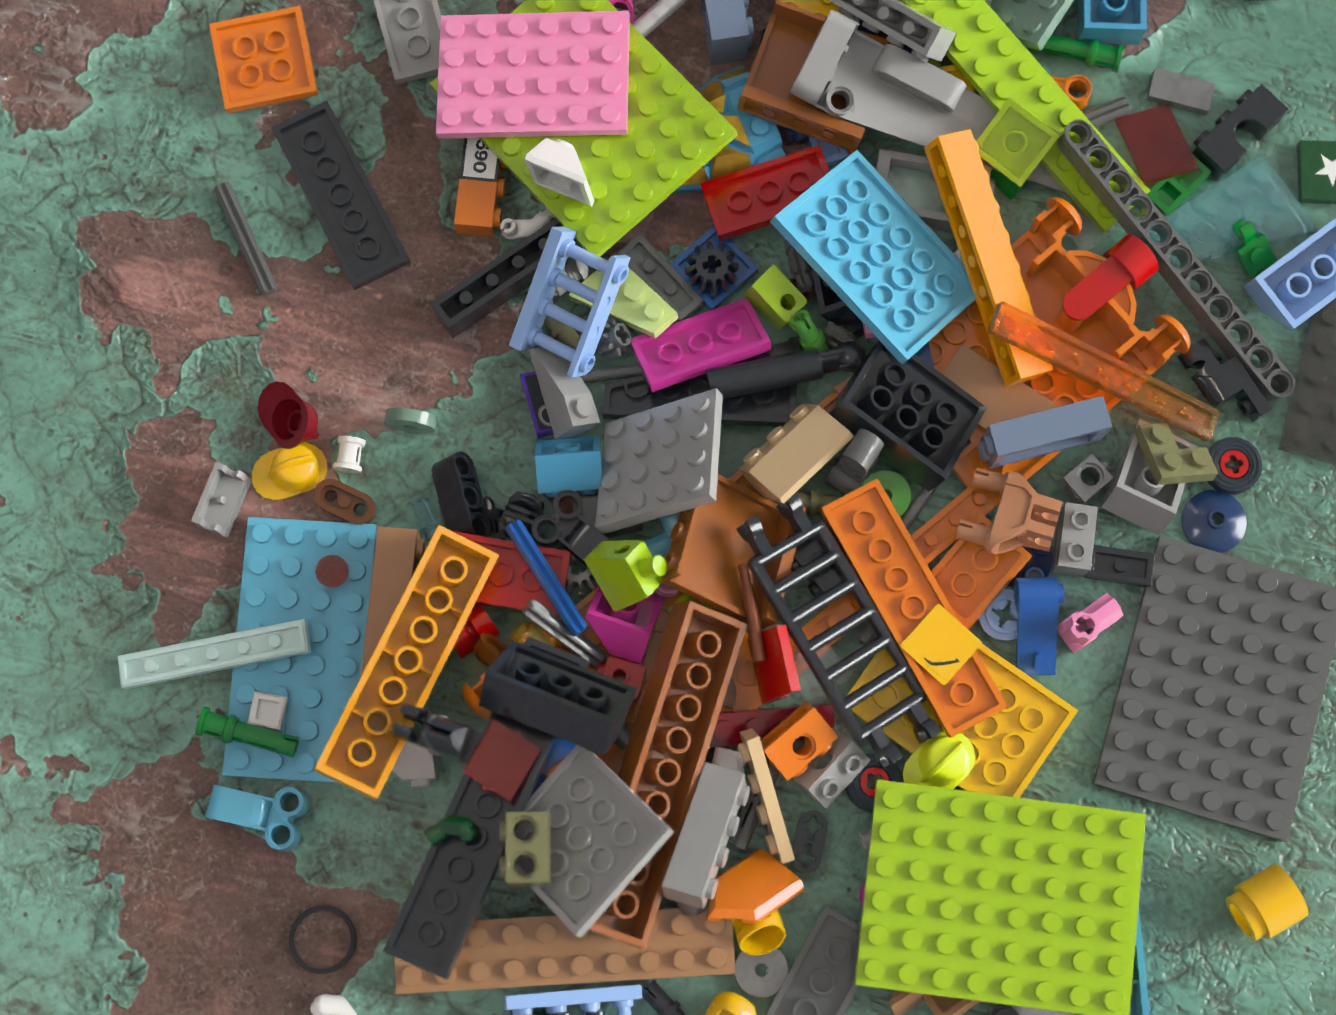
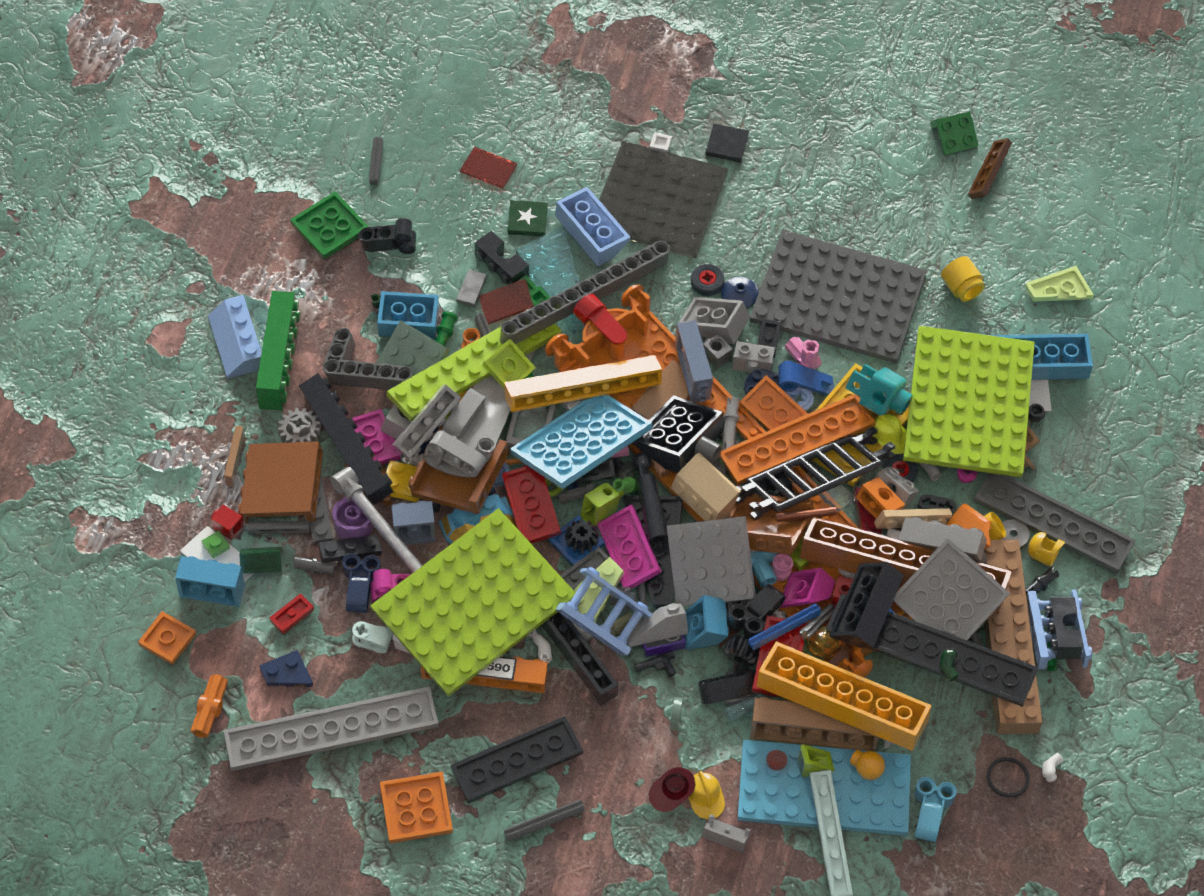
camera: 90 degrees left, 20 degrees down
(232, 729) = (881, 818): green pin -> none
(268, 710) = (867, 800): white tile -> none
(320, 710) = (868, 764): none -> light orange piece
(327, 629) = (814, 760): none -> lime slope
(346, 502) = (727, 759): reddish brown plate -> none
(349, 454) = (696, 755): white bush -> none
(438, 734) = (894, 663): black plate -> none
(501, 760) = (906, 635): clear red piece -> none
(507, 398) = (659, 663): none -> black hose
(533, 74) = (451, 625): bright pink plate -> none
(536, 848) = (960, 613): olive brick -> none
(559, 170) = (523, 601): white slope -> none
(625, 571) = (784, 574): lime torso -> none
(778, 673) = (844, 500): red slope -> none
(936, 499) = (731, 418): none -> light grey pin
(941, 644) = (820, 424): yellow sticker -> none
(1001, 747) = (881, 391): none -> teal piece
(1018, 517) = (743, 381): nougat connector -> none
(1103, 371) = (655, 331): clear orange plate -> none
(1169, 462) = (708, 306): olive plate -> none
(1224, 381) = (658, 275): black plate -> none
(1254, 251) = (577, 257): green plate -> none

